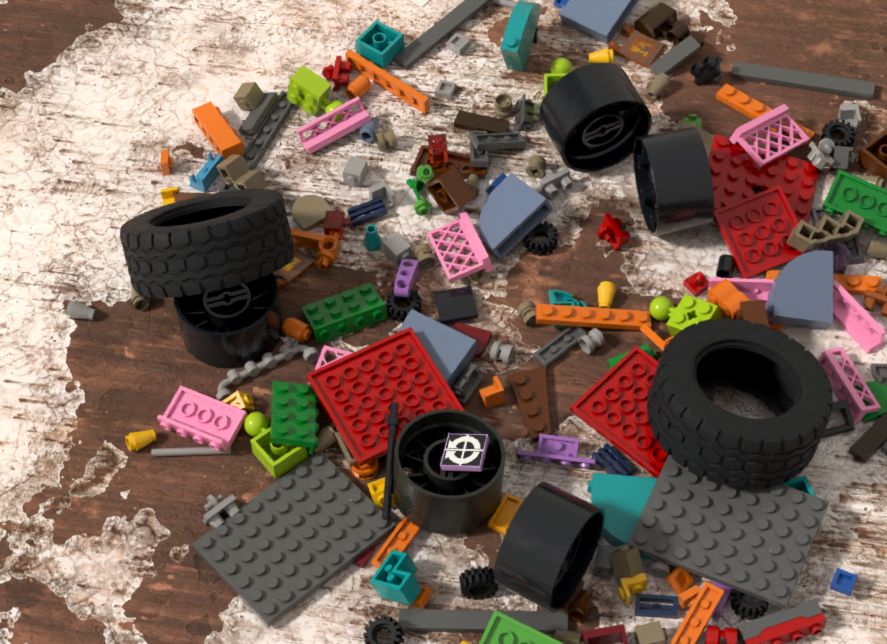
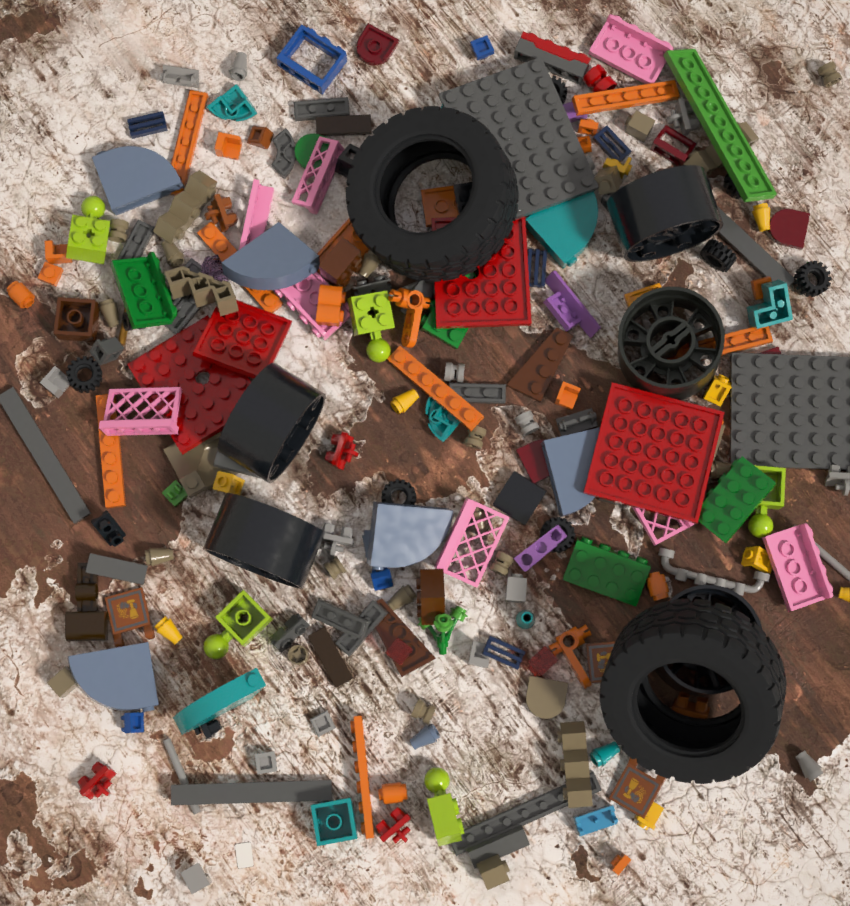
camera: 140 degrees left, 25 degrees up
(217, 130) = (552, 854): orange brick -> none
(332, 132) = (454, 763): bright pink fence -> none
(355, 171) = (478, 700): light grey brick -> none
(393, 424) = (676, 414): black bar -> none
(464, 452) = (659, 329): tile -> none
(696, 283) = (328, 351): red tile -> none
(725, 266) = (294, 343): black beam -> none
(820, 154) = (117, 365): light grey hips -> none

